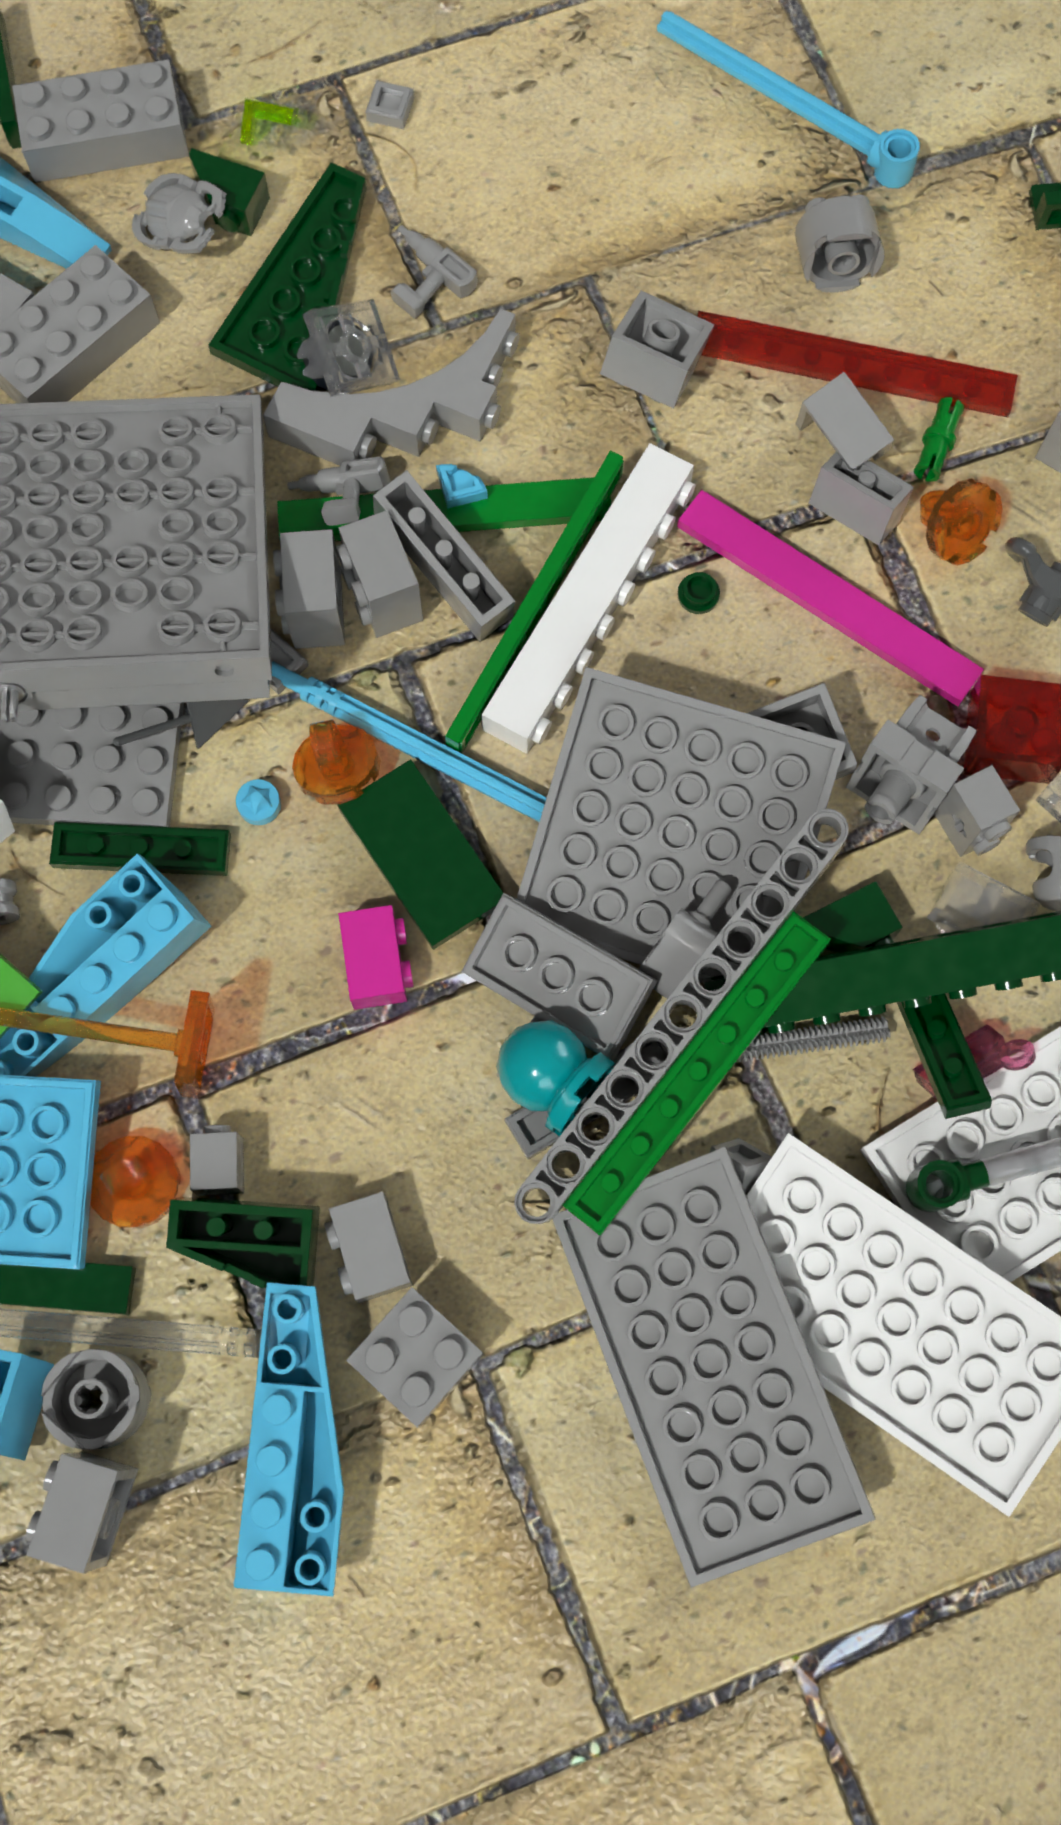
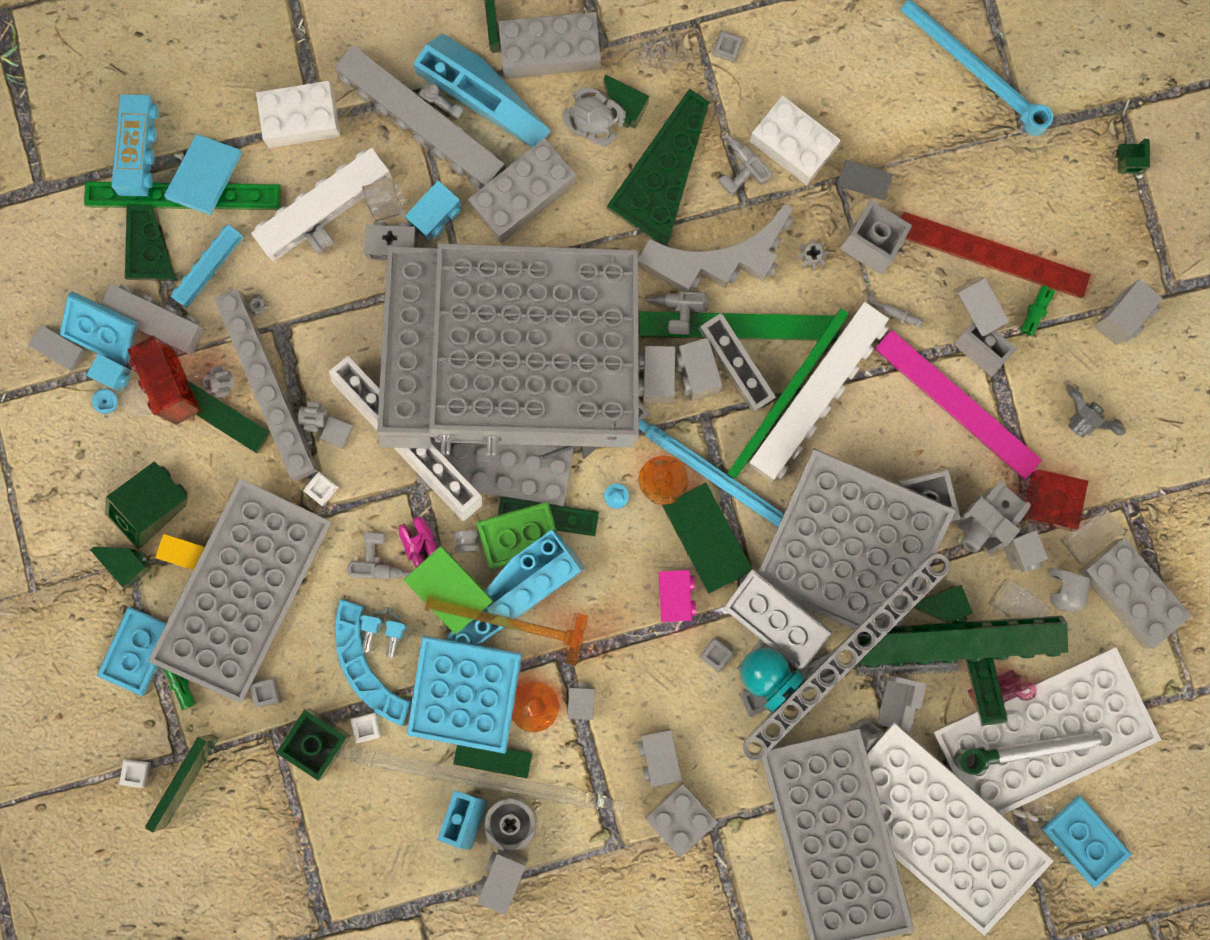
camera: 10 degrees right, 10 degrees up
(67, 875) = (514, 531): none -> bright green tile
(247, 1238) = (598, 747): dark green wedge -> none
(260, 109) = (652, 48): clear neon green tile -> none
(293, 1456) = (614, 864): medium azure wedge -> none
(342, 354) = (686, 222): clear piece -> none
(457, 1055) = (716, 655): none -> light grey tile
(459, 485) = (748, 314): medium azure tile -> none
(508, 221) = (794, 140): none -> white brick
(556, 387) = (807, 259): none -> light grey gear
(629, 265) = (864, 179): none -> dark grey hinge
(684, 942) = (849, 612): light grey beam -> none
(696, 1073) = (850, 687): green tile -> none
(698, 593) = (882, 394): dark green plate -> none
(715, 466) = (897, 313): none -> light grey piece
(795, 1094) = (900, 702): none -> light grey panel
(839, 242) = (994, 178): light grey brick -> none
(960, 519) = (1042, 369): clear orange tile -> none

